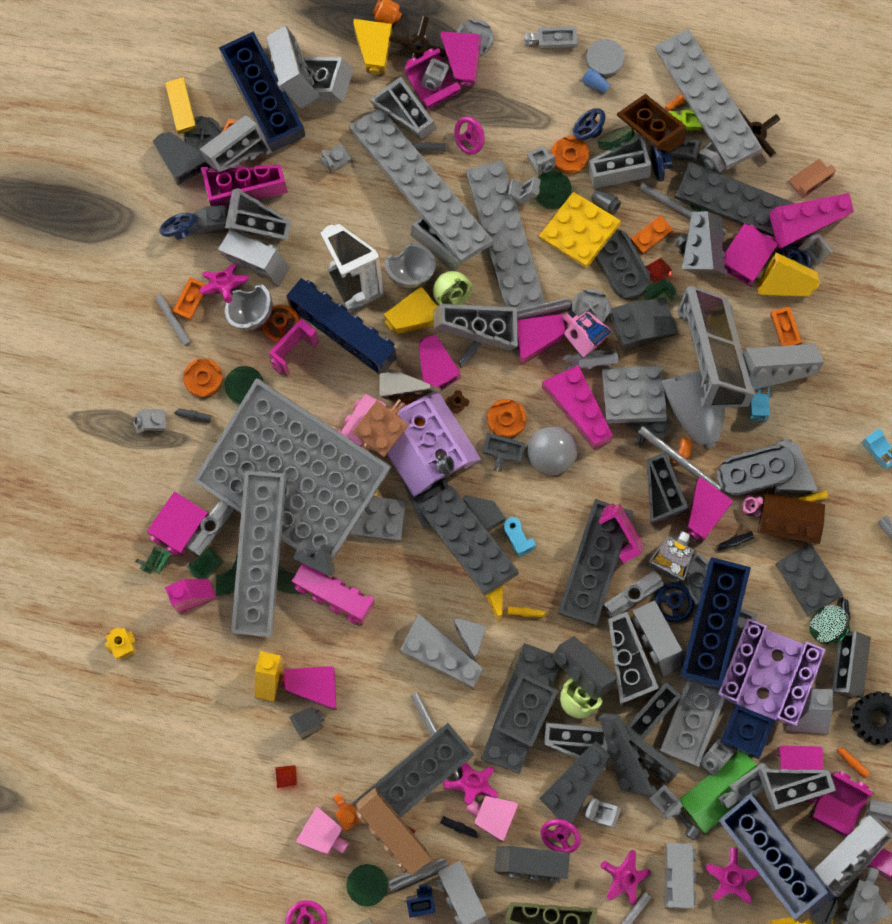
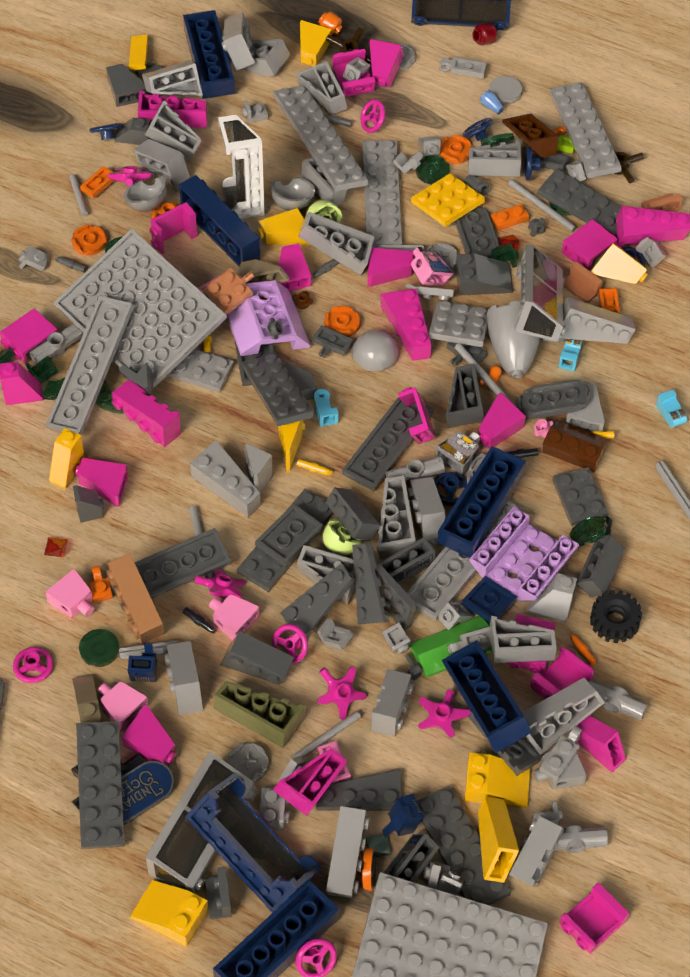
camera: 10 degrees right, 20 degrees down
(704, 245) = (552, 227): wedge -> none
(750, 306) = (582, 283): none -> nougat panel

